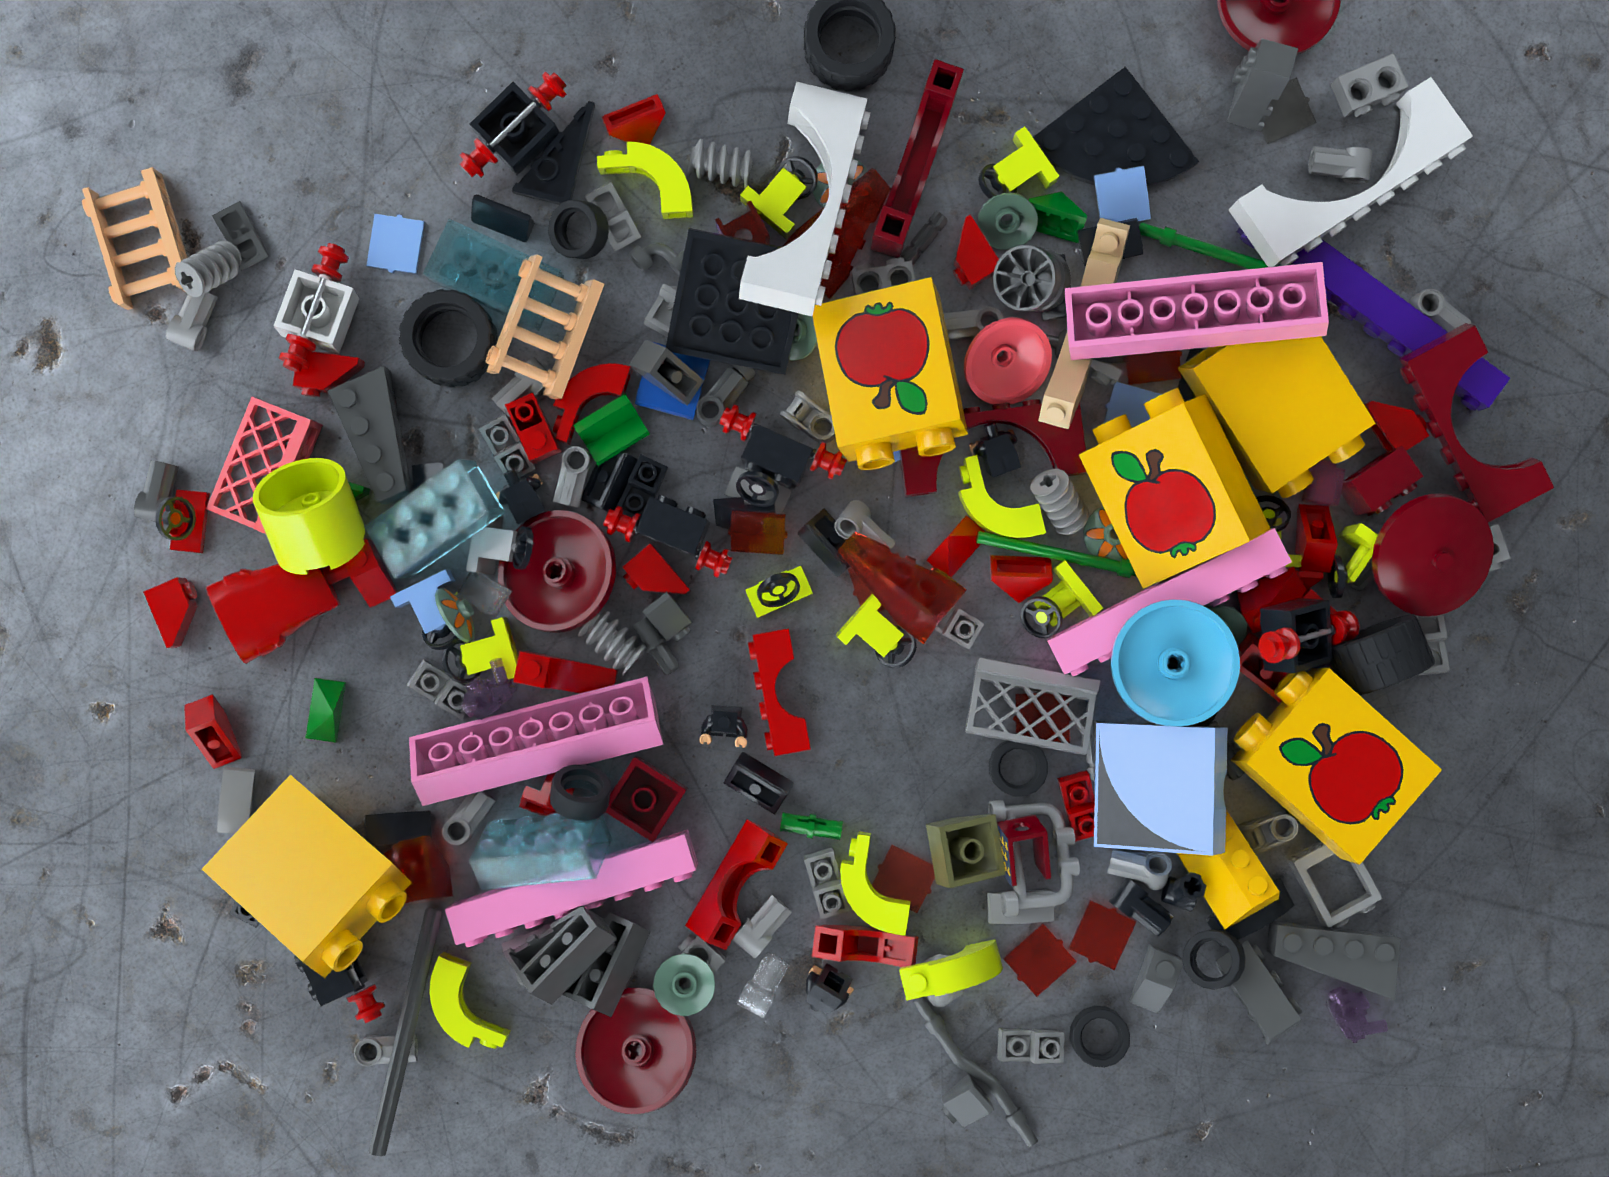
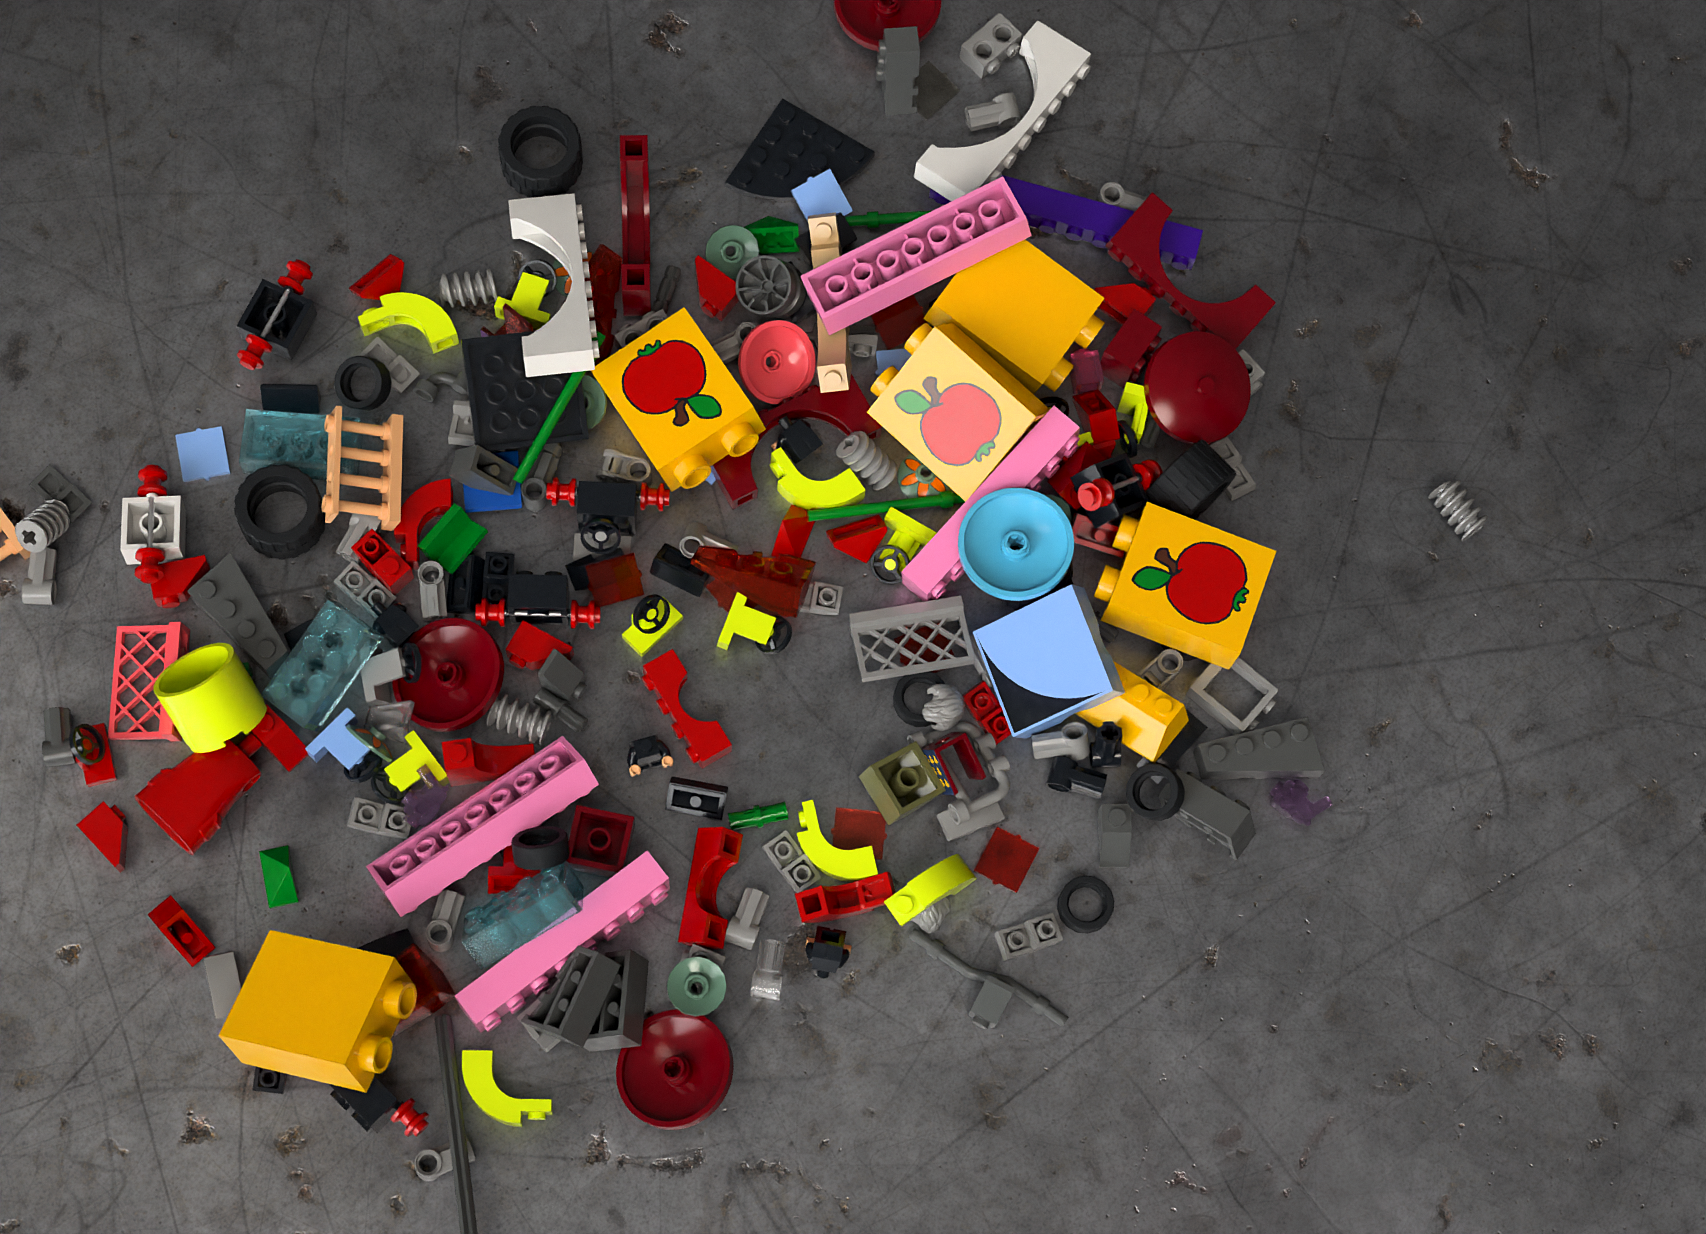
camera: 25 degrees left, 15 degrees down
(556, 171) = (325, 345): black wing -> none
(751, 346) = (552, 420): none -> green bar
(1019, 167) = (725, 203): neon yellow piece -> none
(1039, 791) = (945, 707): none -> light grey hair
(1102, 935) = (1052, 818): clear red piece -> none

